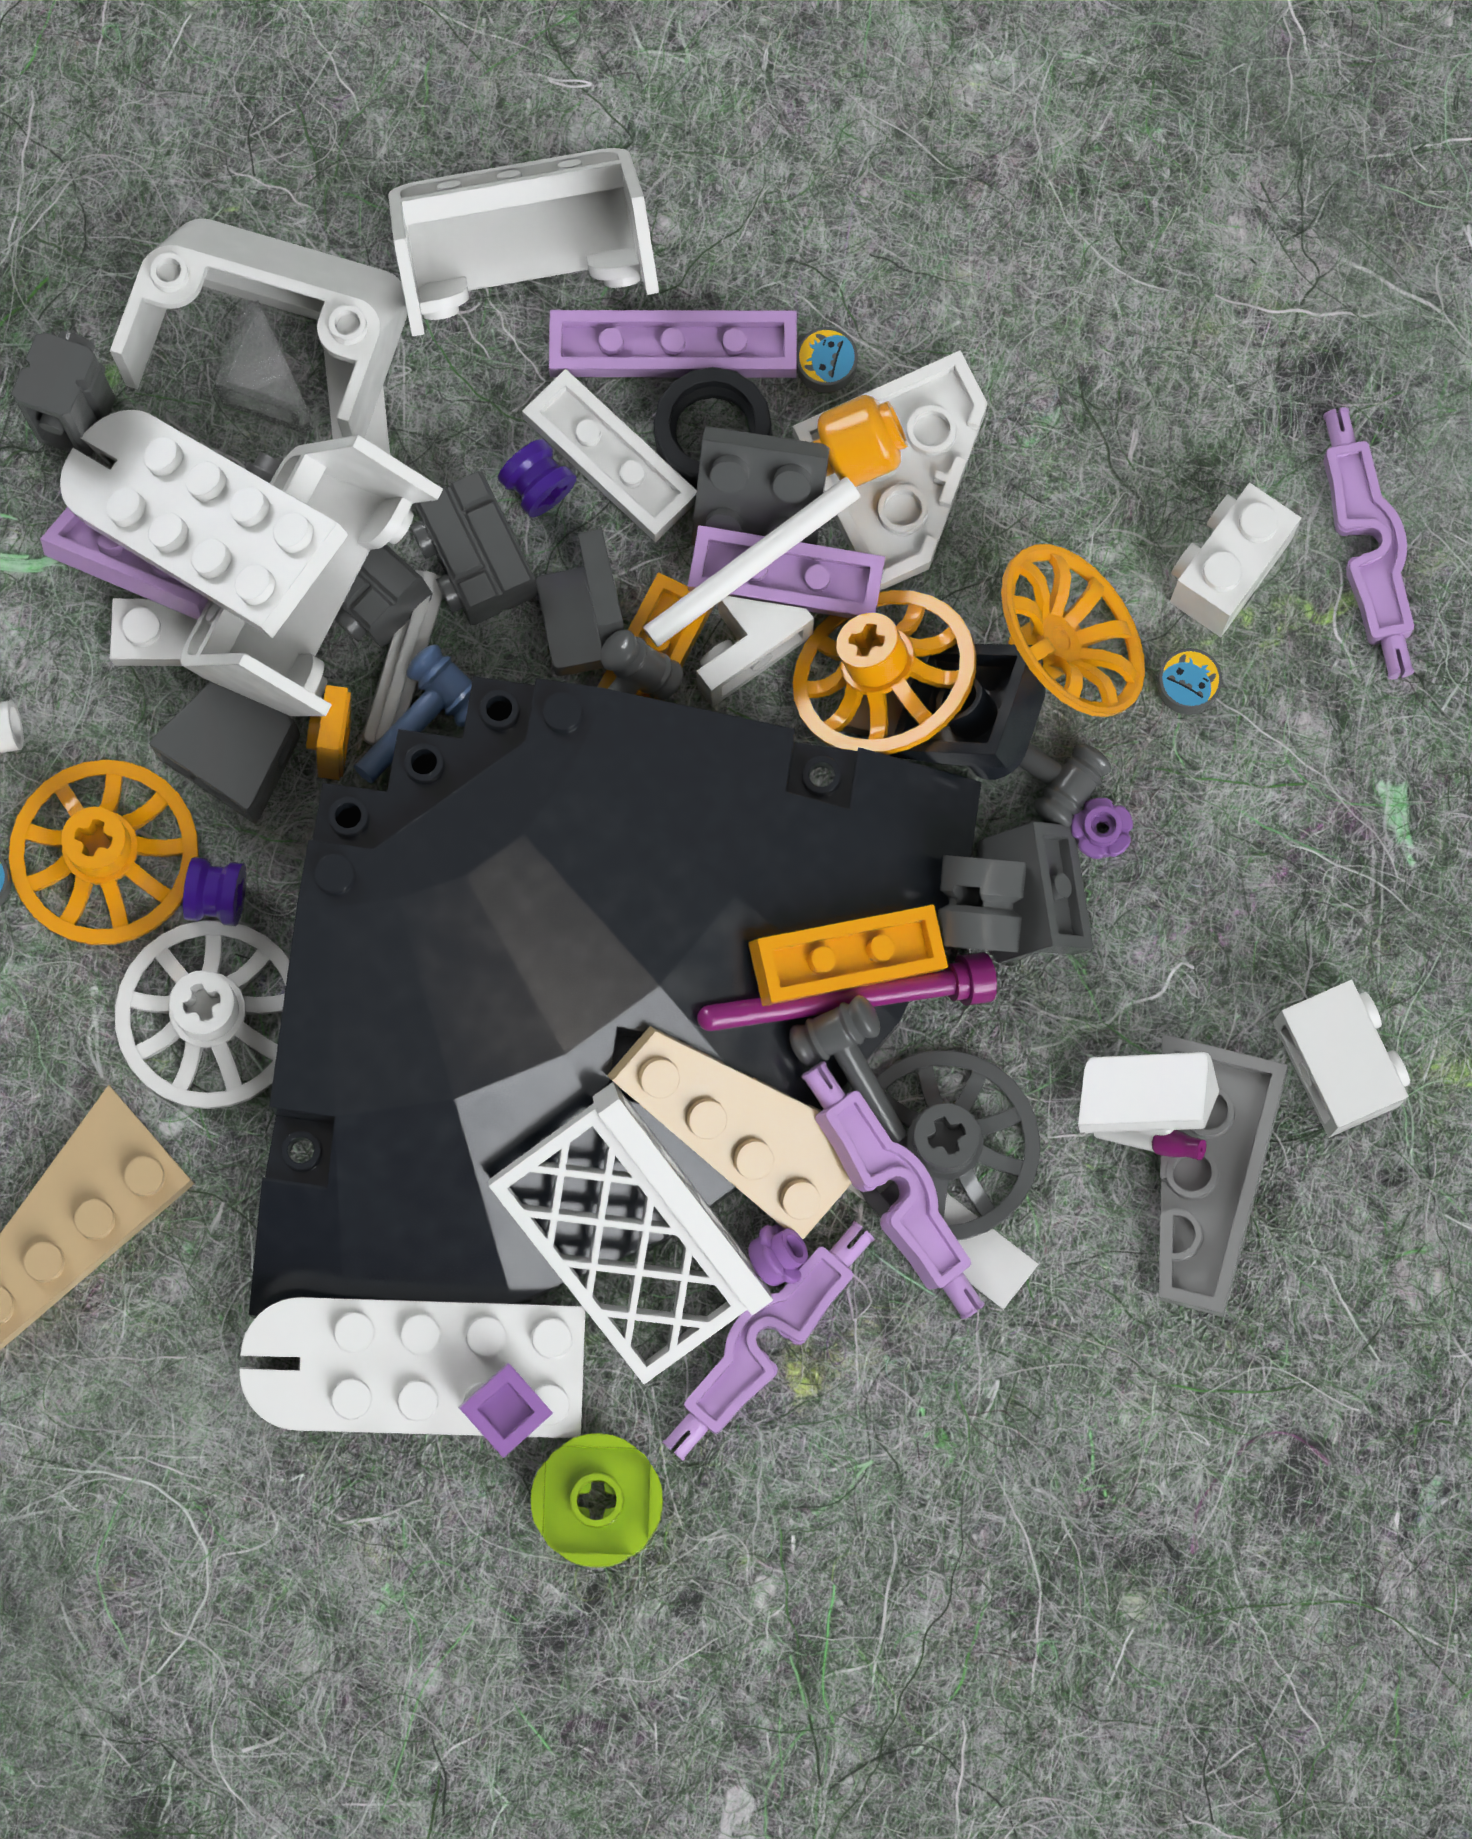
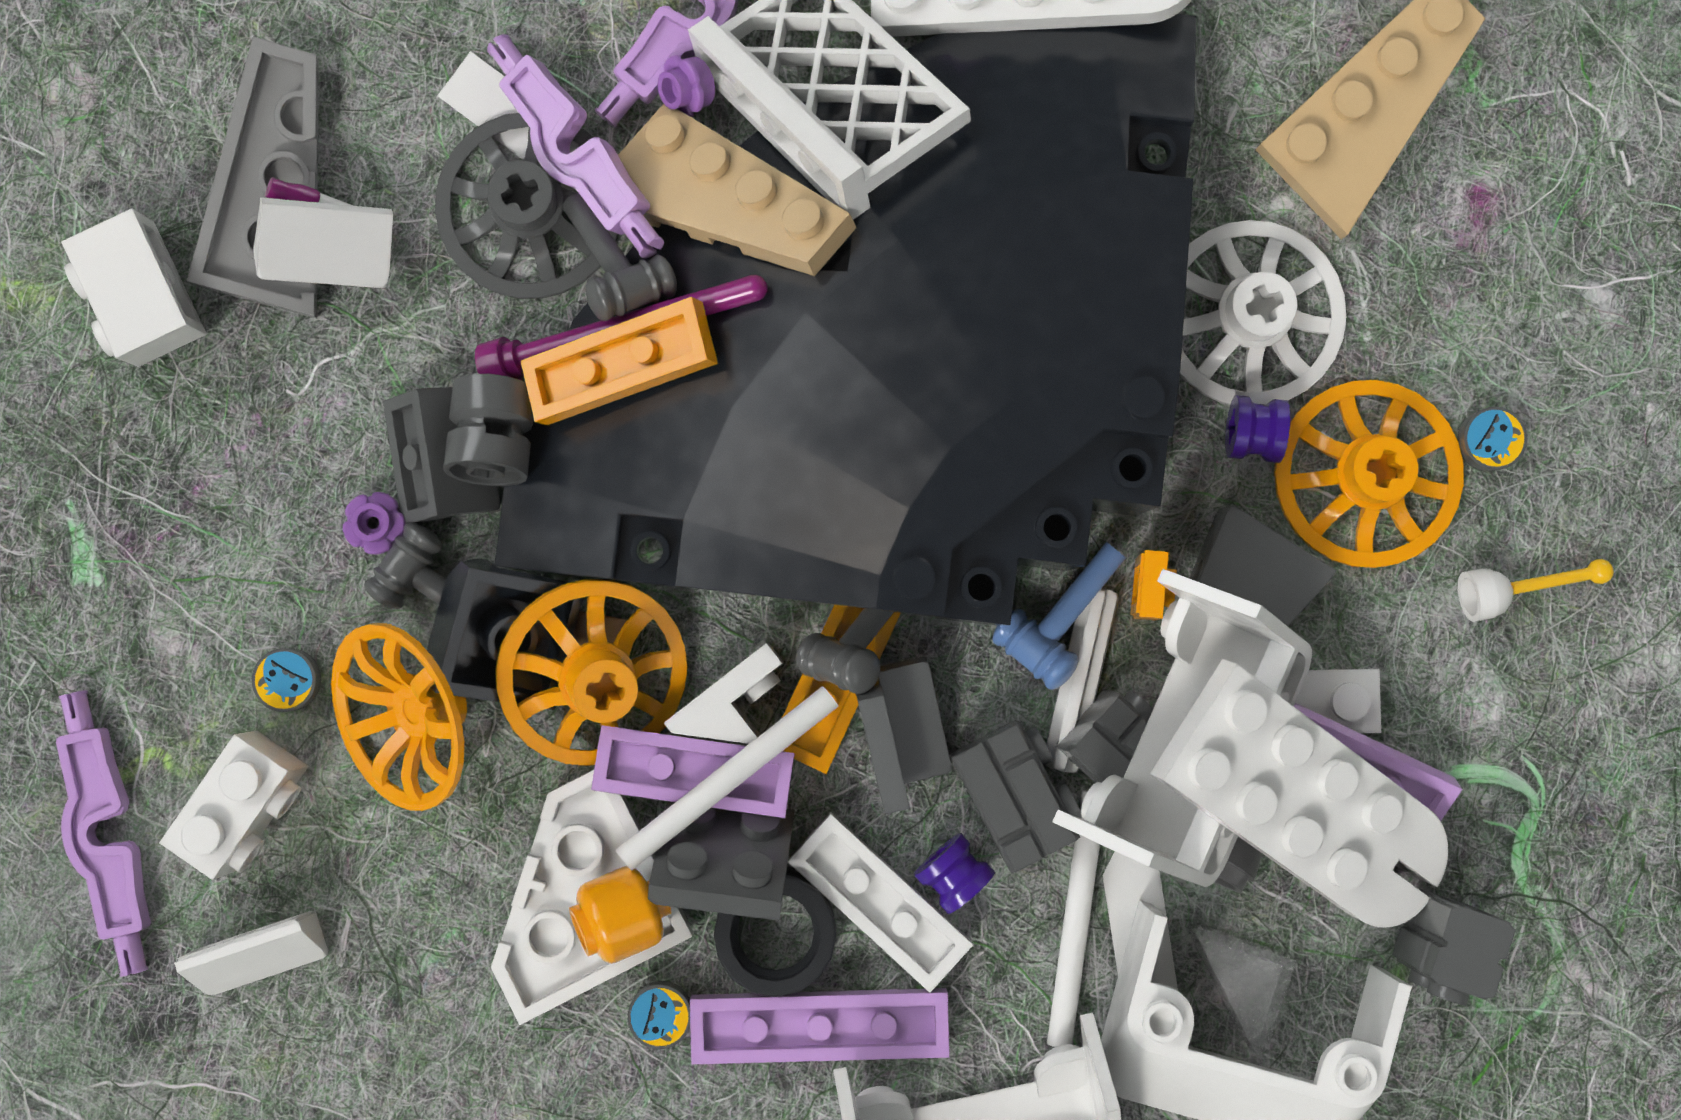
camera: 175 degrees right, 10 degrees up
(426, 411) = (1073, 940): none -> white bar
(1218, 427) = (254, 954): none -> white slope

